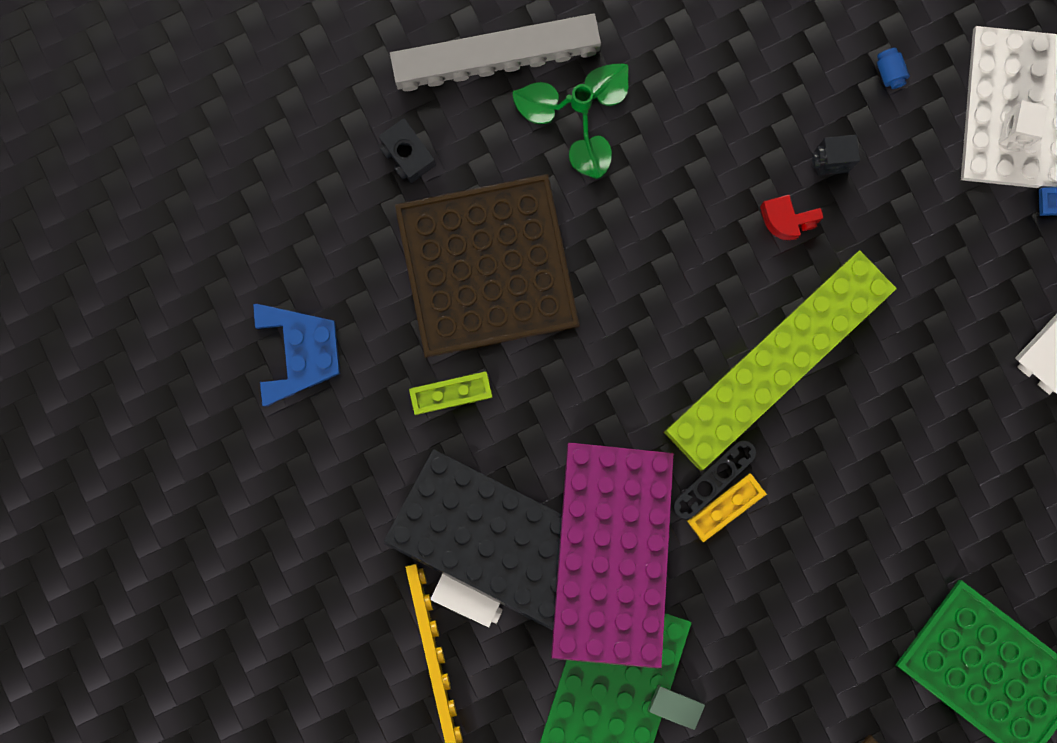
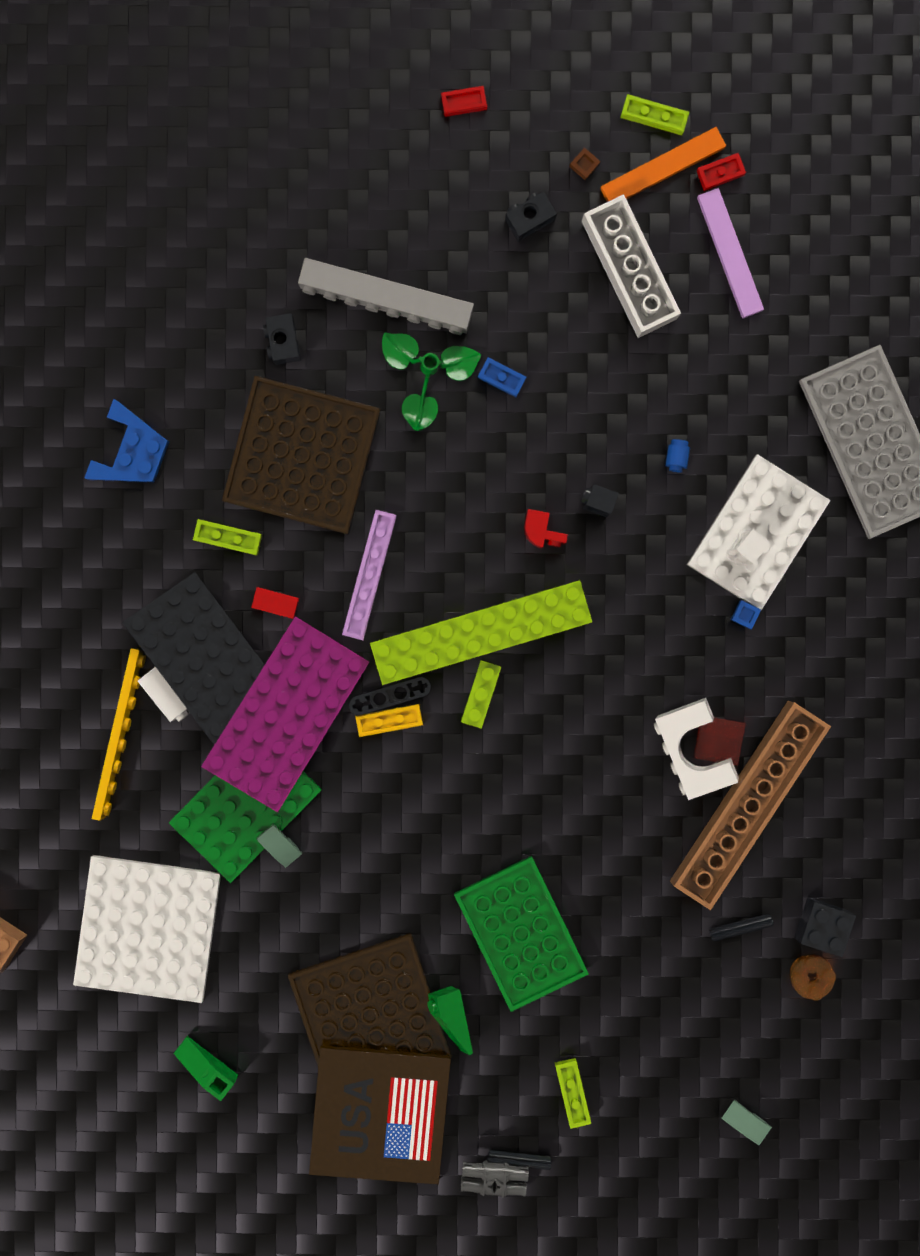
camera: 20 degrees right, 5 degrees up
(537, 439) = (275, 602): none -> red tile
(625, 359) = (369, 574): none -> lavender tile
(662, 77) = (502, 377): none -> blue plate
(812, 429) = (481, 694): none -> lime plate

